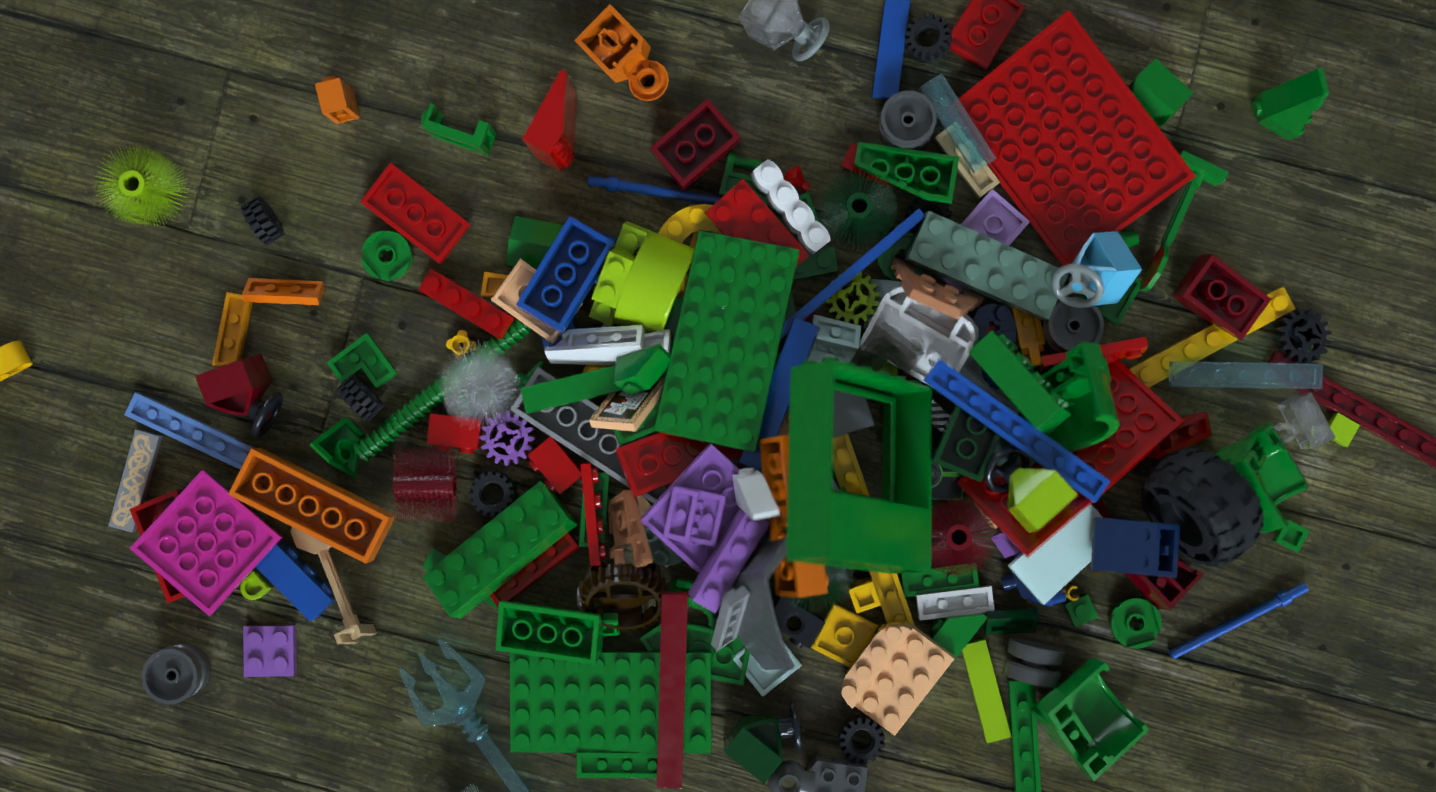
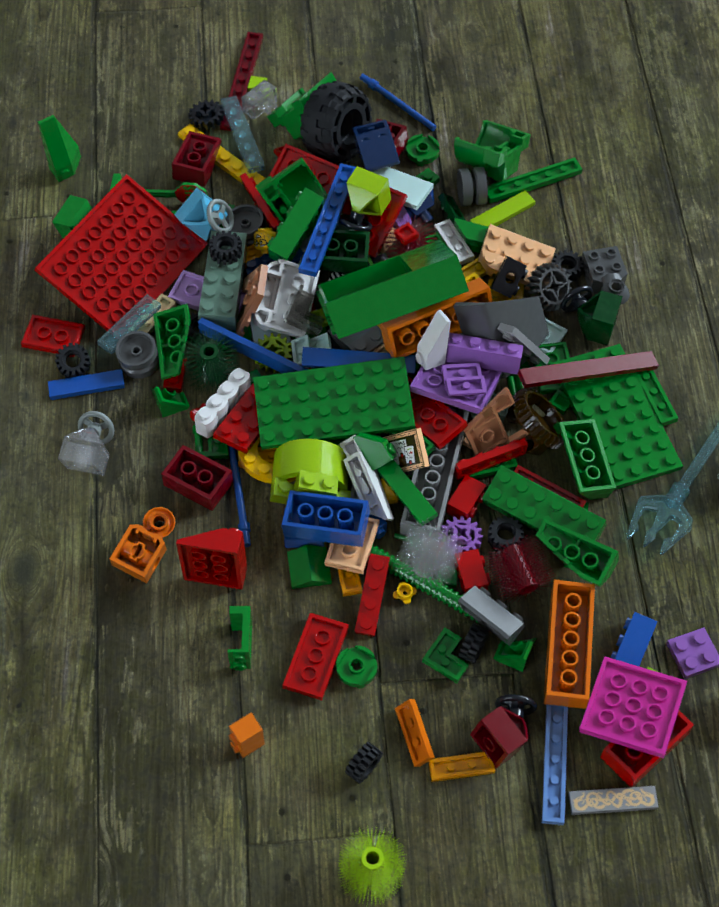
camera: 110 degrees left, 30 degrees down
(353, 628) = (599, 643): tan piece -> none
(373, 426) = (492, 614): none -> slope
(408, 566) = (584, 556): none -> green wedge
(830, 144) = (170, 402): none -> green slope
(830, 693) = (544, 277): none -> dark grey gear
(866, 653) = (499, 283): none -> black brick
(961, 531) = (406, 234): none -> red tile
(1007, 278) = (225, 239): none -> black tyre
(1032, 342) = (262, 238): none -> yellow head

